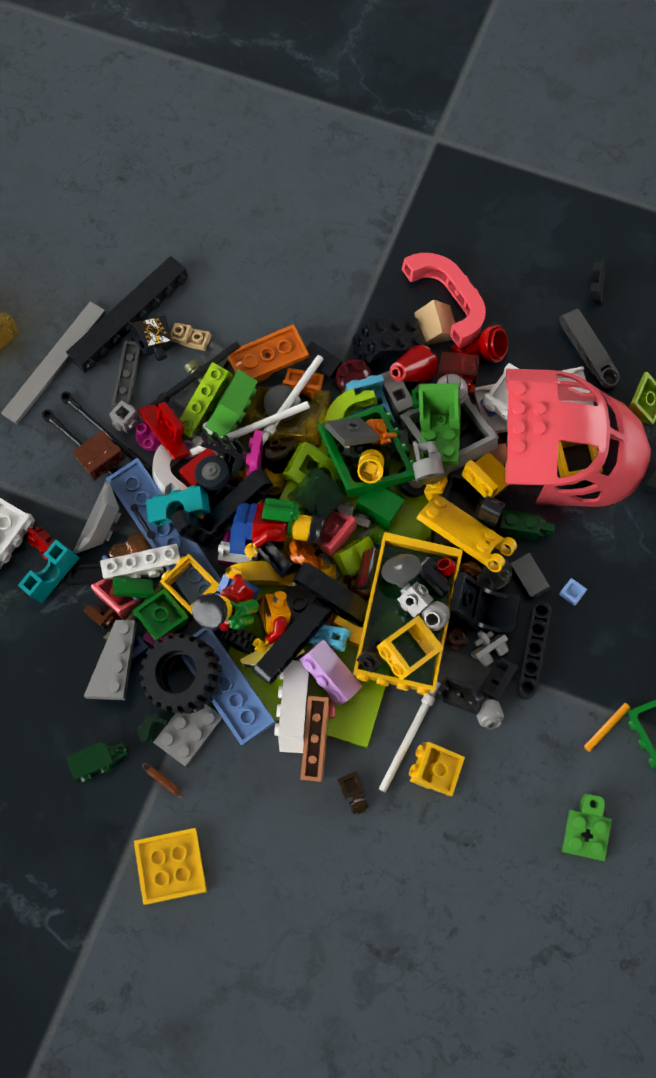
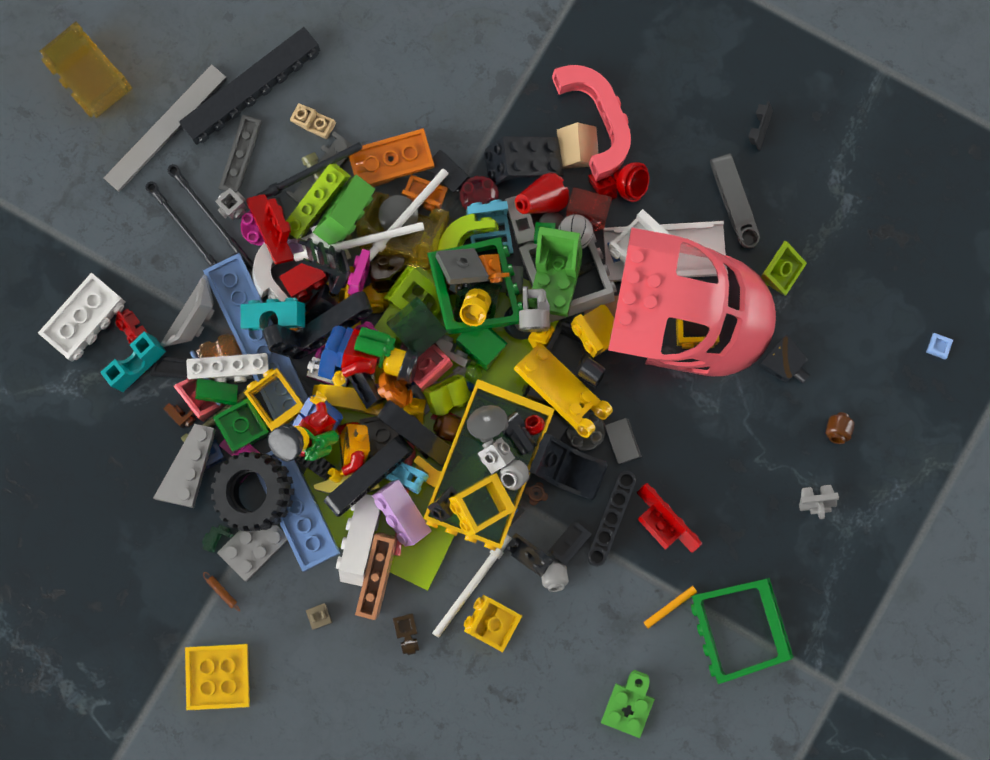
camera: 10 degrees right, 10 degrees up
(95, 760) = (157, 562): dark green hinge -> none
(98, 455) = (198, 242): copper bracket -> none
(150, 534) = (228, 307): black hinge -> none
(152, 336) = (273, 117): torso -> none
(212, 473) = (312, 287): black wheel -> none
(263, 789) = (318, 616): none -> dark tan tile
(367, 569) = (455, 413): black tile -> none
(471, 569) = (560, 430): reddish brown plate -> none
(497, 643) = (566, 505): light grey hips -> none
(523, 525) = (626, 387): dark green hinge -> none
(572, 591) = (664, 463): light blue tile -> none
(585, 645) = (663, 522): none -> red bracket

